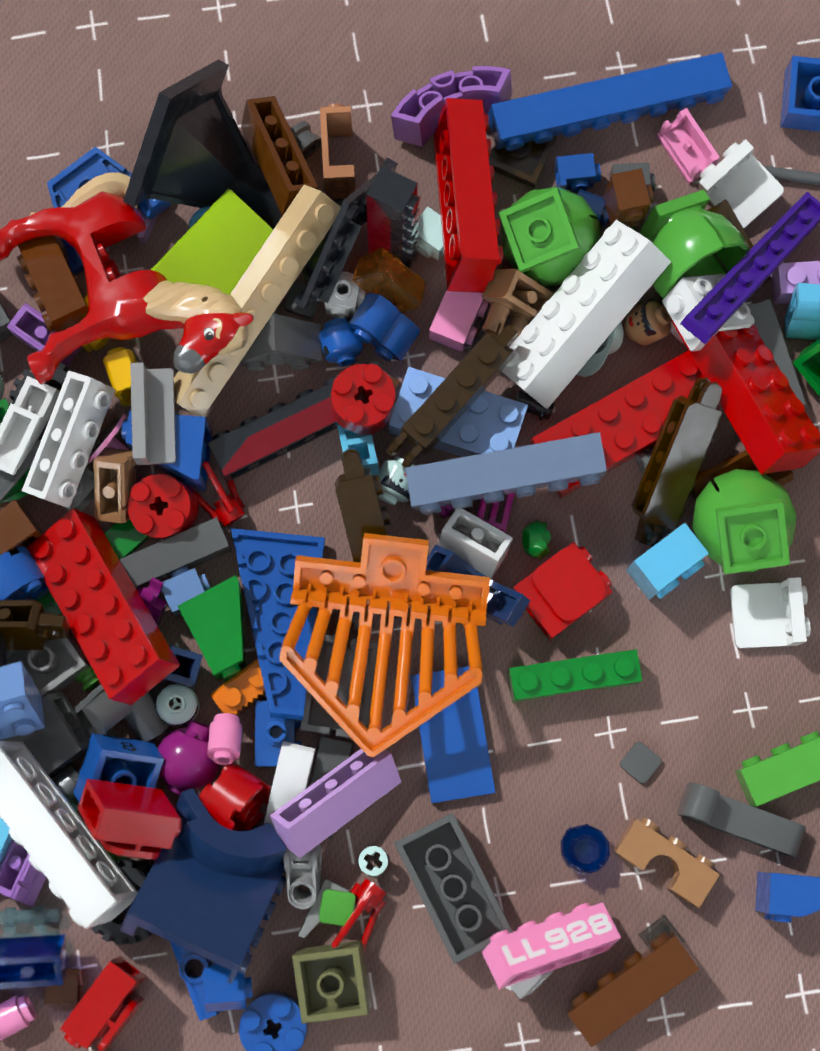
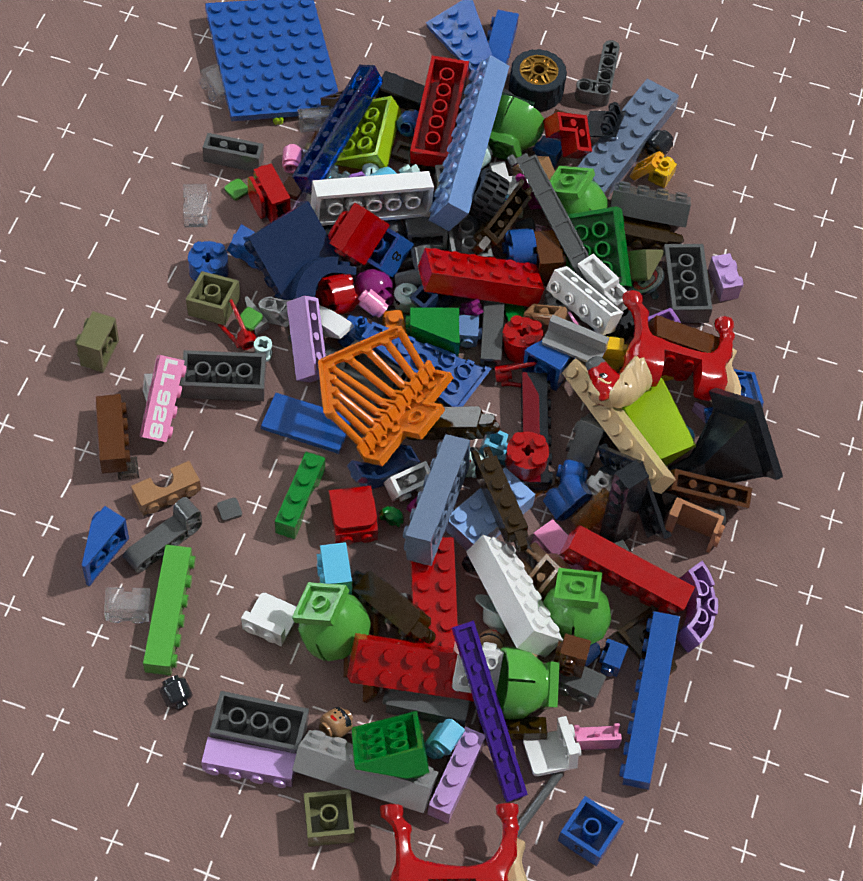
camera: 115 degrees right, 20 degrees down
(584, 849) = (201, 449): clear blue hair -> none

